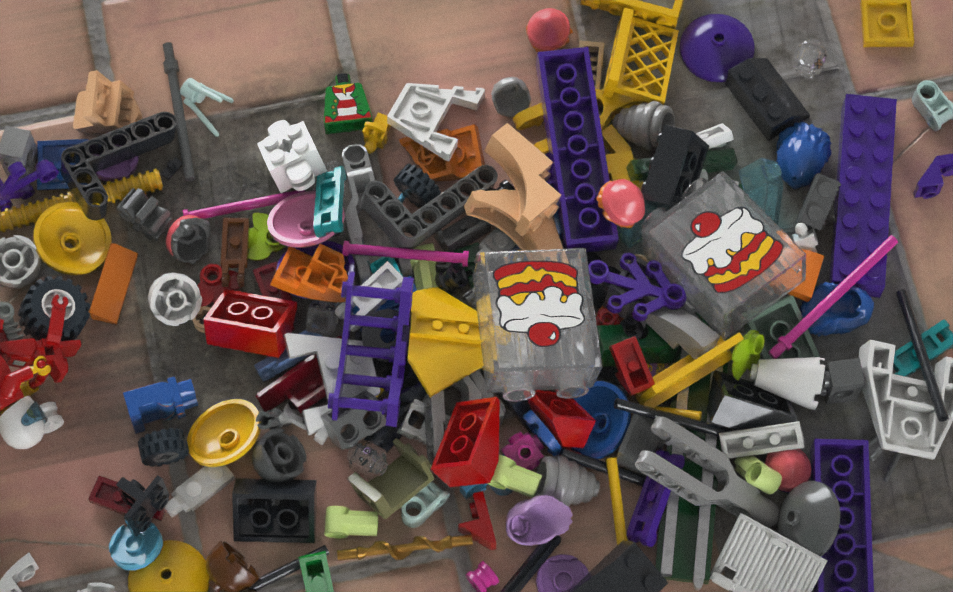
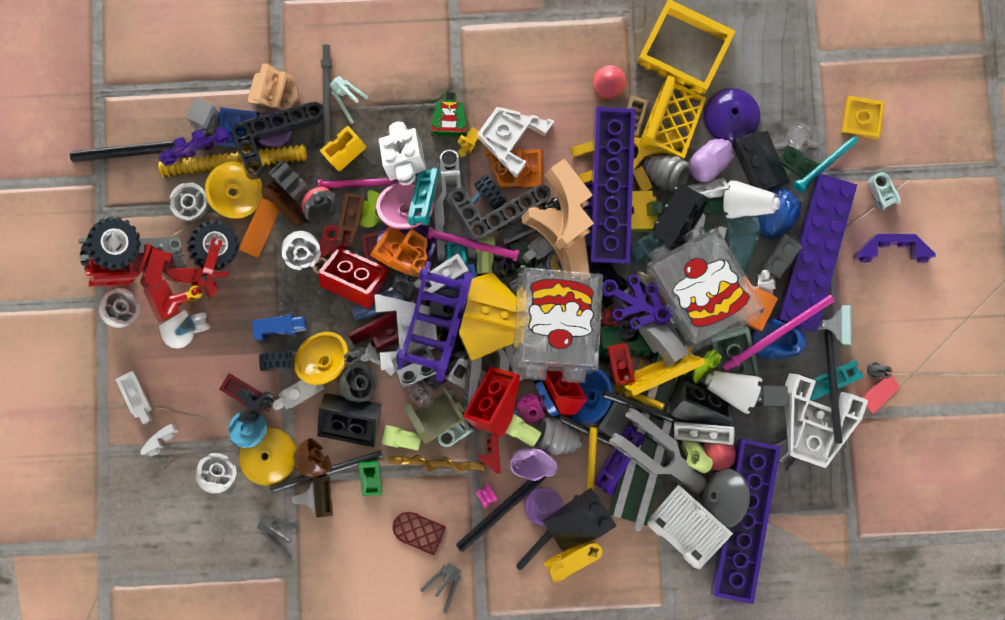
camera: 10 degrees right, 15 degrees up
(143, 247) = (284, 203): none -> reddish brown hinge
(212, 164) = (343, 149): none -> yellow brick
(510, 96) = (571, 131): light grey hair -> none
(621, 202) = (636, 237): coral hair -> none
(700, 103) = (711, 160): none -> lavender hair
(759, 139) = (748, 201): none -> white cone
(814, 91) = (796, 162): none -> clear green slope
(824, 114) = (800, 185): none -> teal bar
(914, 279) = (840, 325): none -> light aqua piece

